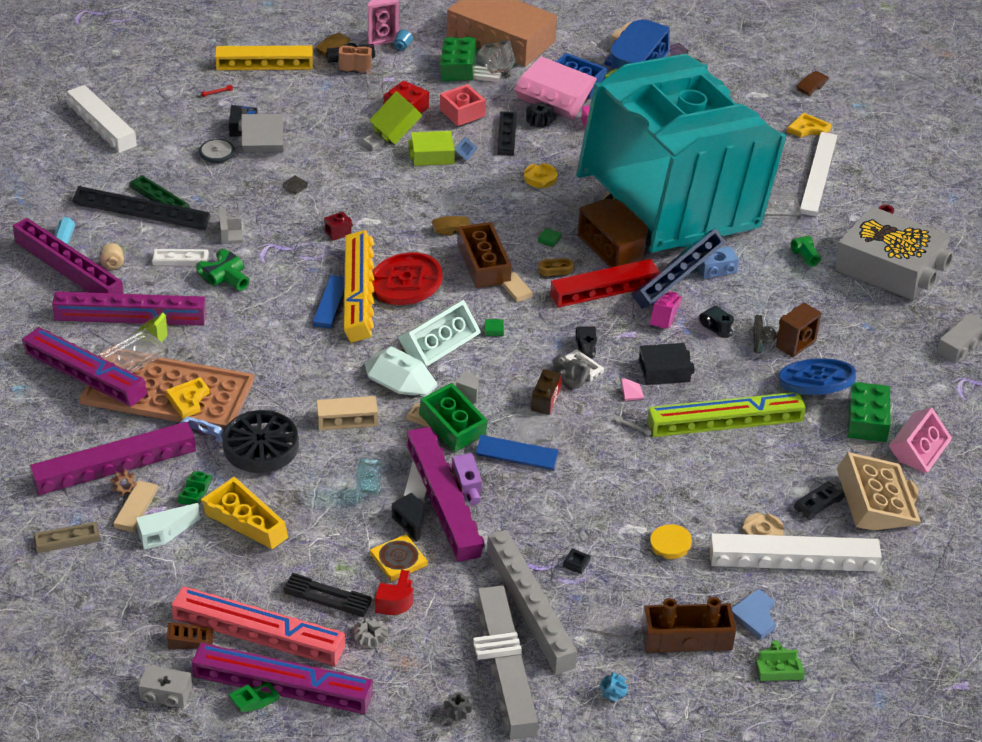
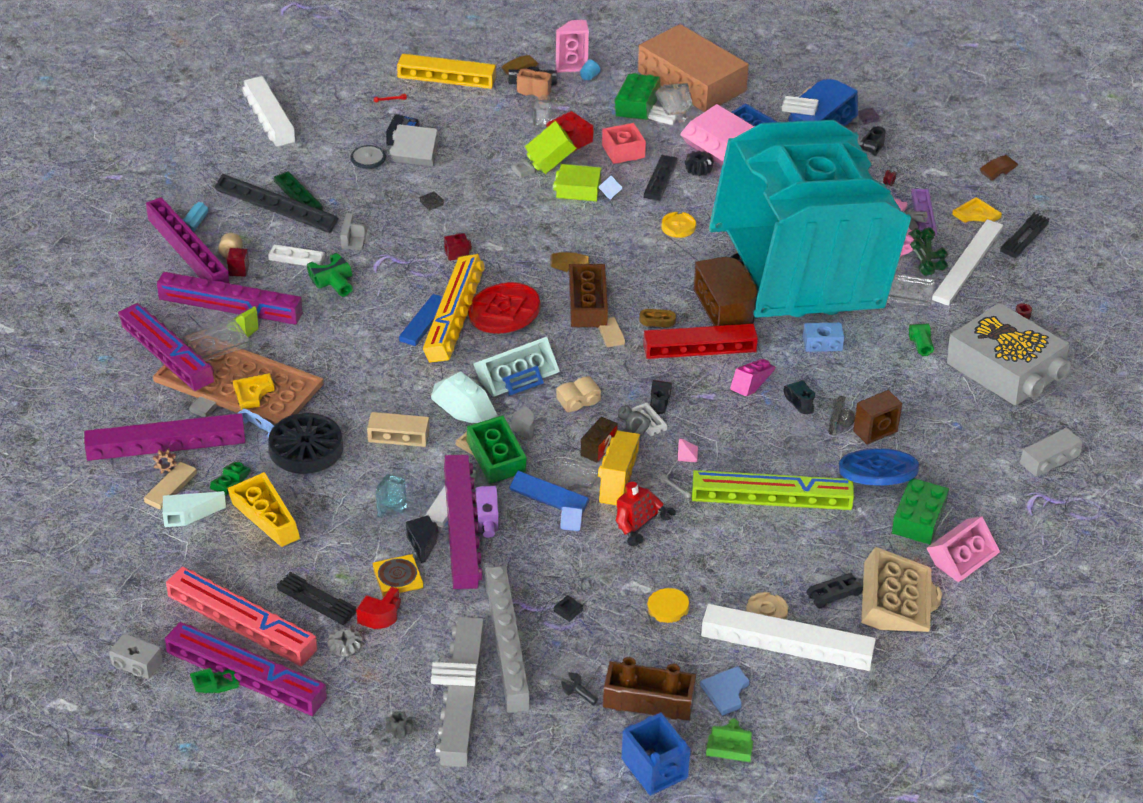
camera: 15 degrees right, 0 degrees up
(66, 537) = (97, 503): dark tan tile -> none
(125, 270) = (238, 262): none -> dark red brick
(140, 421) = (203, 407): none -> light grey tile
(177, 631) = (164, 607): reddish brown slope -> none
(439, 353) = (509, 385): none -> blue tile
(494, 327) = (573, 368): green tile -> none
(509, 351) = (578, 394): none -> tan brick
(547, 472) = (571, 518): none -> slope
(549, 237) = (663, 288): green tile -> none
(575, 415) = (618, 466): none -> yellow wedge
(609, 453) = (636, 509): none -> red torso
(613, 687) = (555, 734): dark azure gear -> none
(616, 638) = (577, 688): none -> black bar
(620, 47) = (800, 105): none -> white tile
(665, 363) = (731, 430): black brick -> none
(678, 268) = (776, 337): dark blue brick -> none
(719, 688) = (671, 756): none -> blue container
(787, 182) = (926, 266): none -> dark green plant
(864, 129) = (1035, 222): none -> black container

